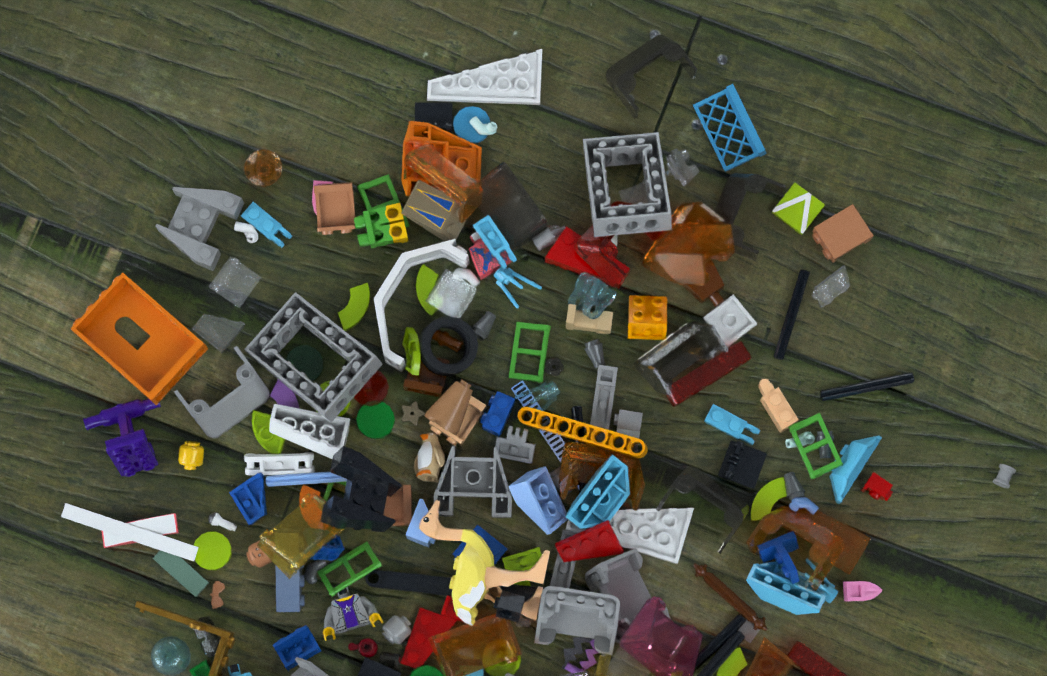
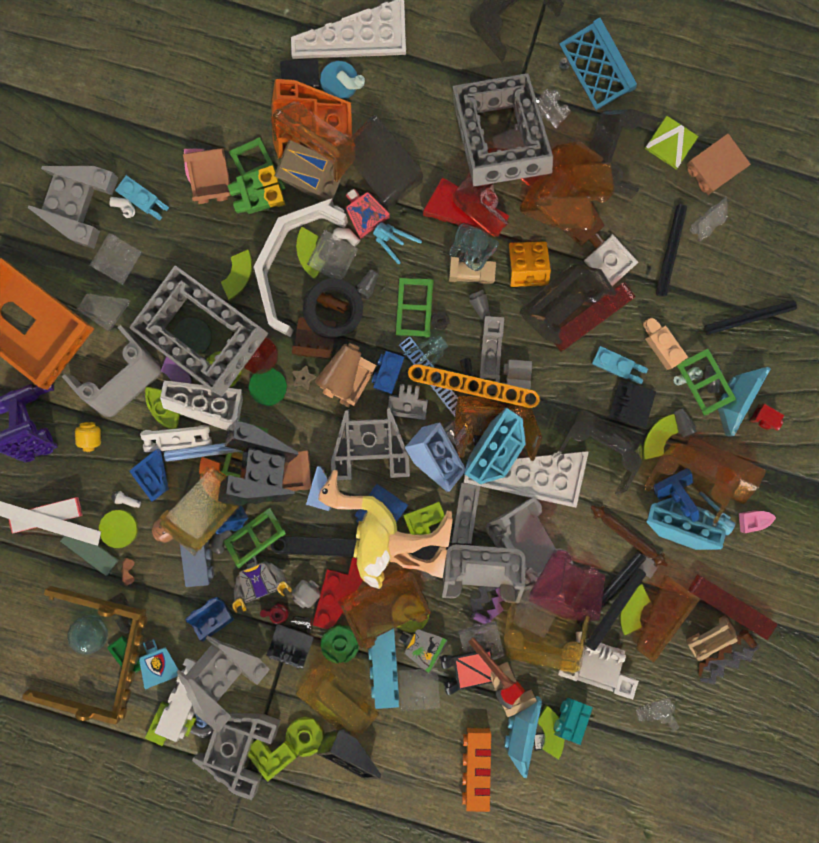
camera: 10 degrees left, 10 degrees up
(257, 161) = (126, 134): clear orange dish -> none
(412, 351) = (298, 316): lime tile -> none
(429, 458) = (324, 422): tan animal -> none
(493, 240) = (370, 196): medium azure hinge -> none
(509, 606) = (415, 569): black brick -> none
(547, 236) = (424, 189): light grey piece -> none
(590, 543) = (490, 496): red wing -> none
(803, 502) = (697, 439): medium blue arm -> none

